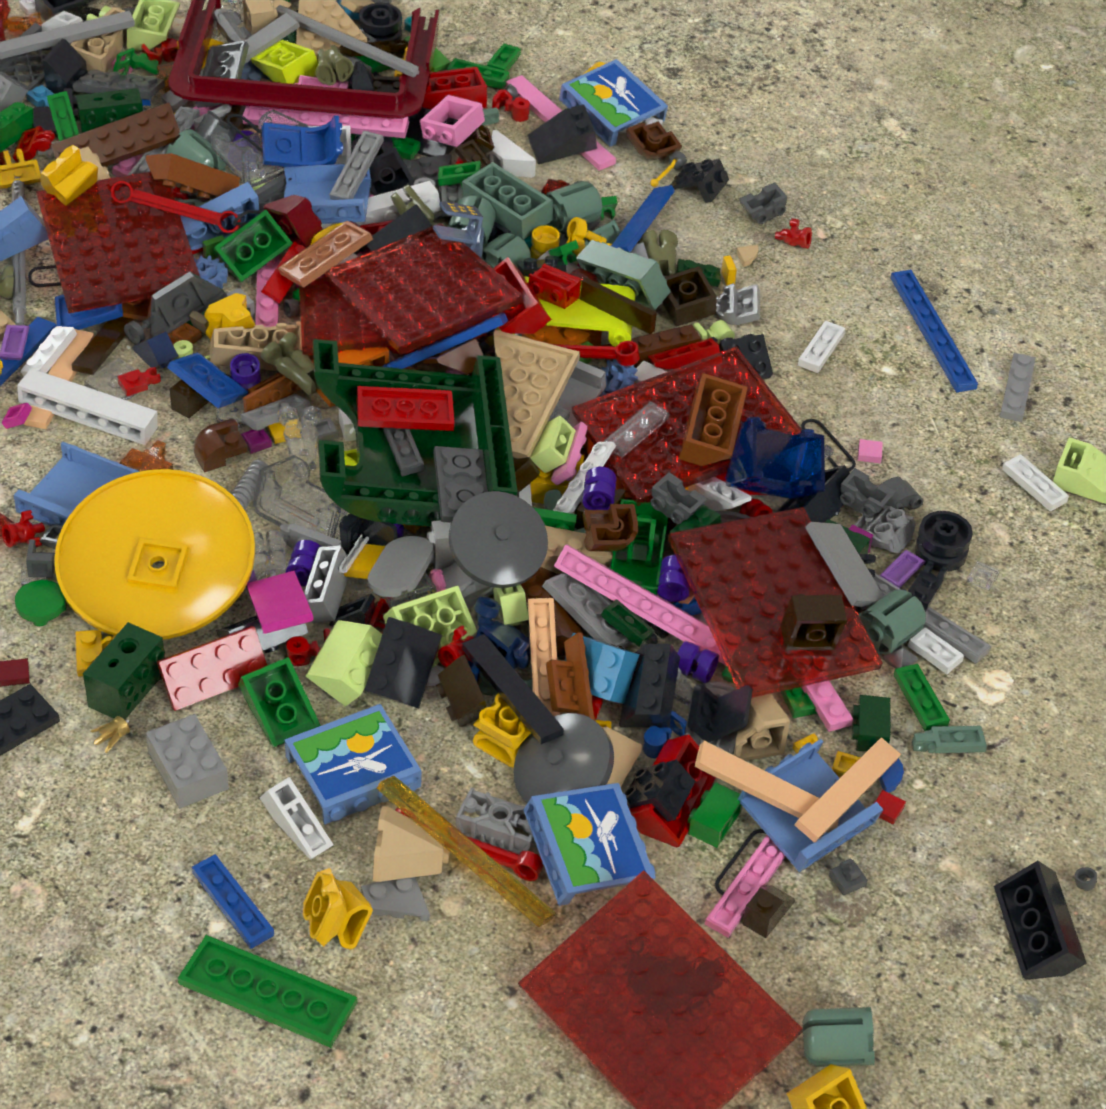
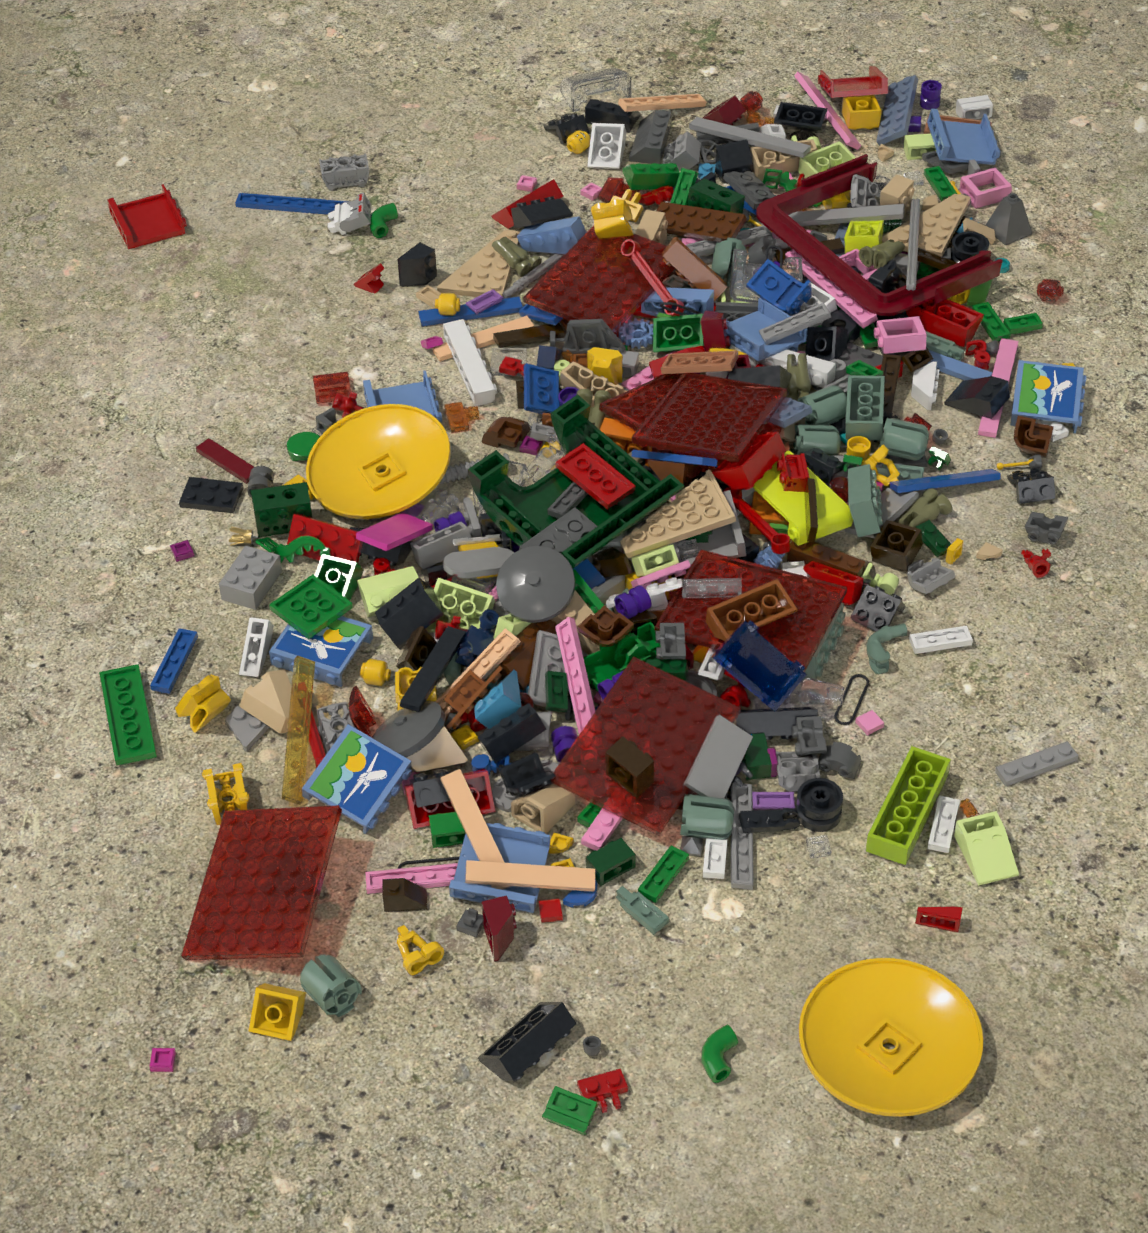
camera: 55 degrees right, 0 degrees up
(50, 349) = (495, 319): white plate -> none
(54, 667) = (260, 478): none -> dark grey wheel
(66, 796) = (182, 550): none -> magenta tile
(193, 694) = (296, 546): none -> green piece
(224, 62) = (821, 214): dark grey piece -> none
(305, 732) = (310, 606): none -> green plate
(439, 744) = (375, 672): none -> yellow head
(466, 236) = (788, 386): sand blue piece -> none
(485, 19) = (1050, 290): none -> clear red head
(492, 956) = (216, 796): none -> yellow piece
(493, 782) = (360, 712): none -> clear red slope
(516, 126) = (957, 368): none -> medium blue tile
(797, 393) = (877, 655): none -> sand green piece
(863, 946) = (416, 961): none -> yellow piece
(889, 854) = (499, 924): none -> dark red slope
(934, 331) = (1038, 688): blue tile -> none
(1000, 487) = (908, 805): none -> lime brick
(1034, 457) = (968, 808): none -> clear orange piece

